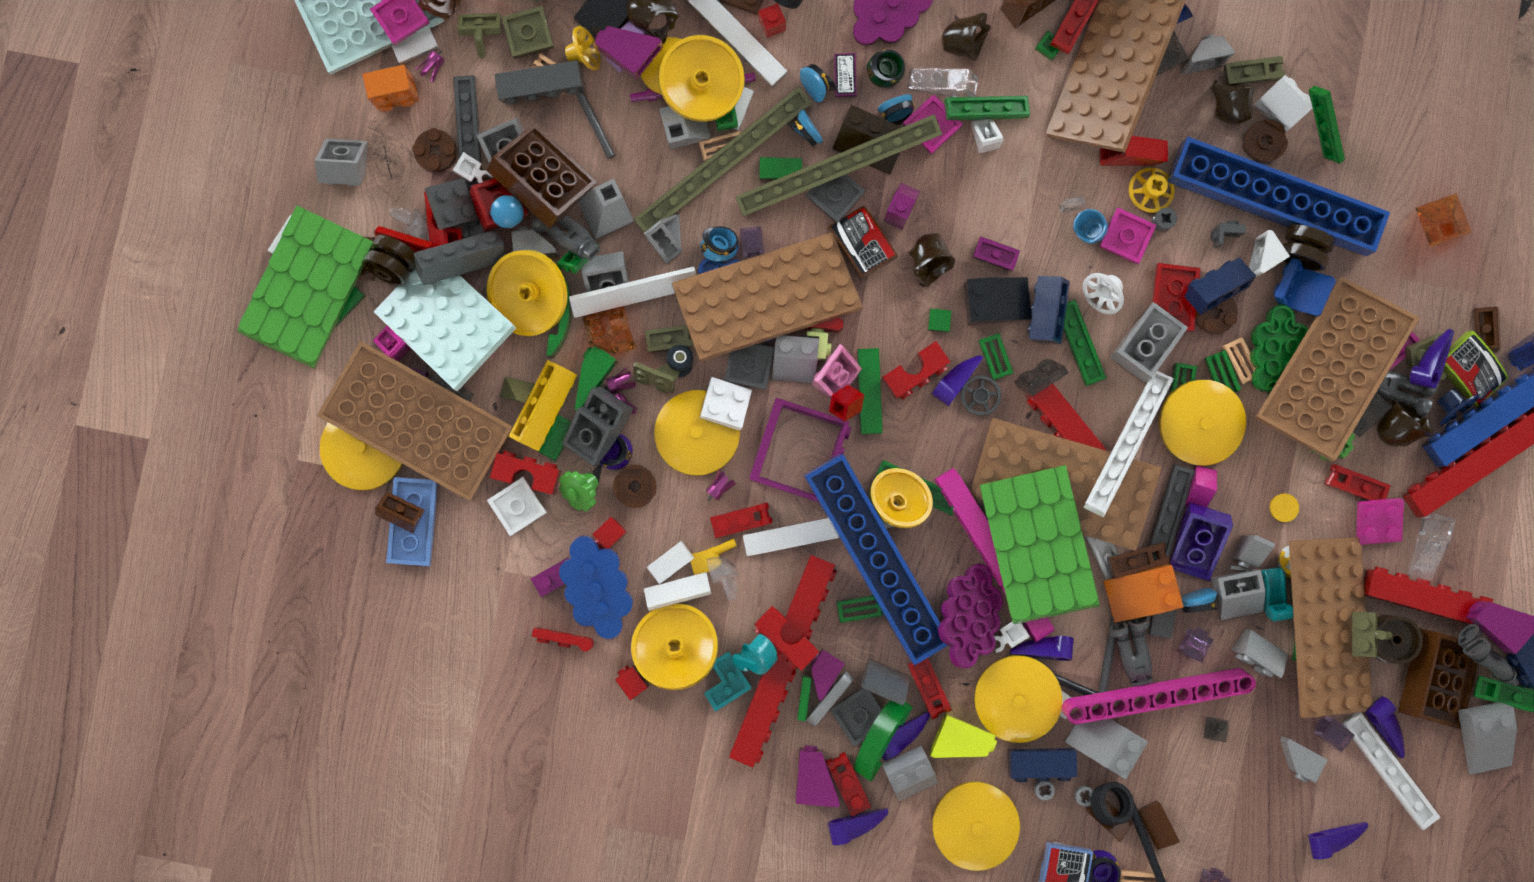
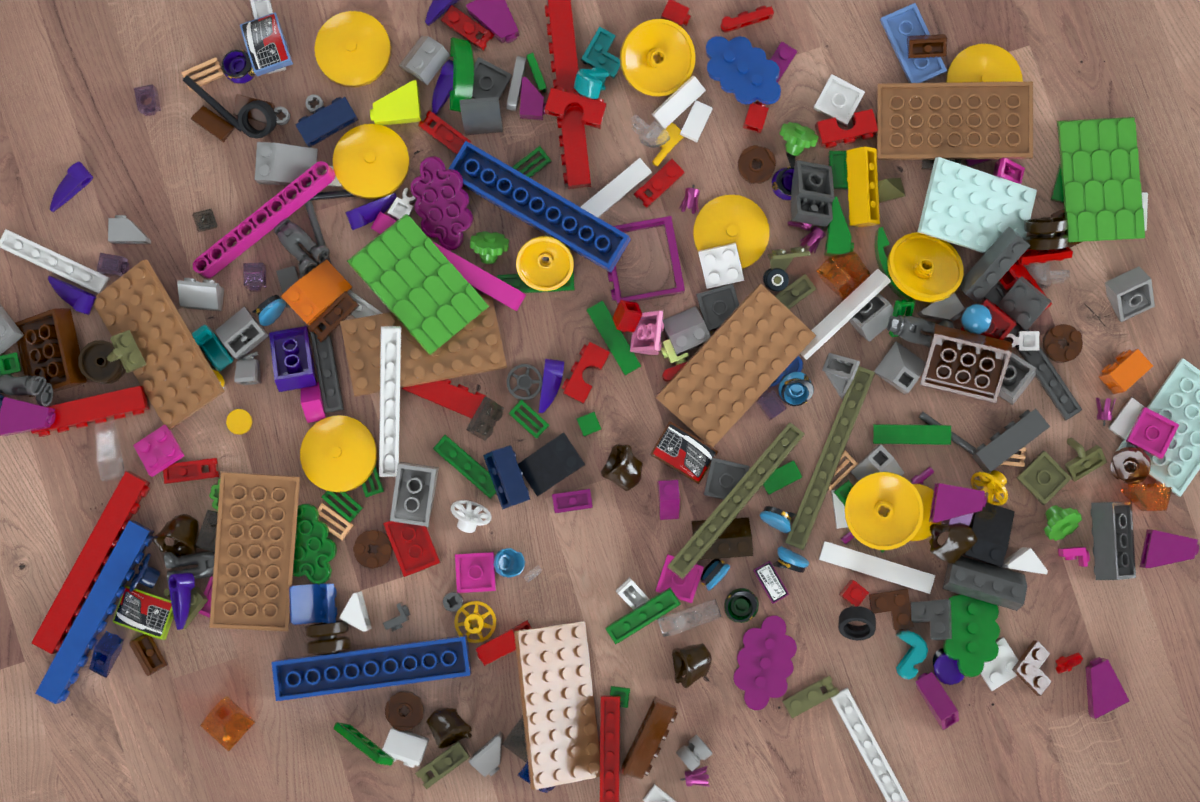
camera: 145 degrees right, 0 degrees up
(630, 141) = (911, 434): none -> green tile
(945, 548) = (489, 245): none -> bright green plant
(1219, 285) = (381, 568): dark blue brick -> none

